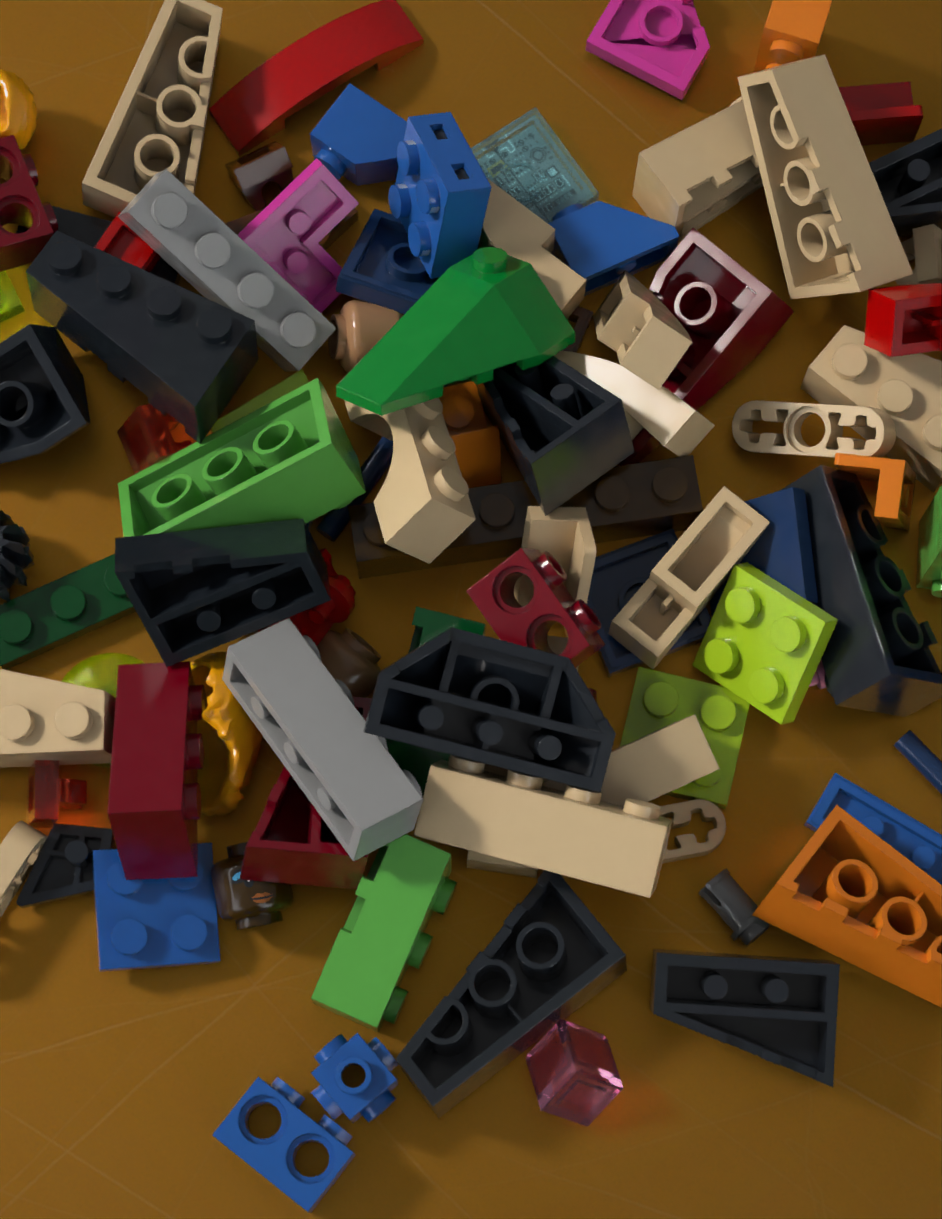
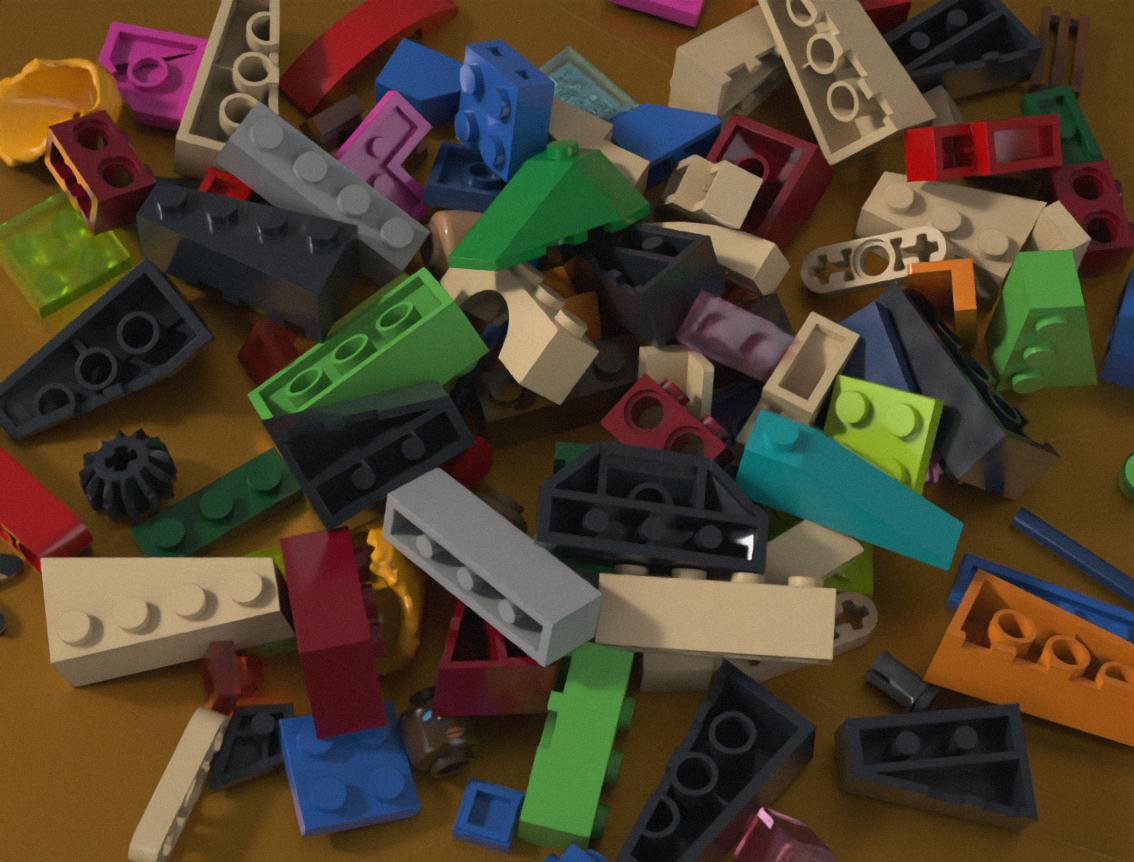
camera: 15 degrees left, 15 degrees down
(76, 79) = (153, 71): none -> dark pink plate
(287, 976) = (488, 815): none -> blue tile
(631, 509) = (734, 336): none -> clear pink plate
(696, 690) = (831, 485): none -> teal wedge

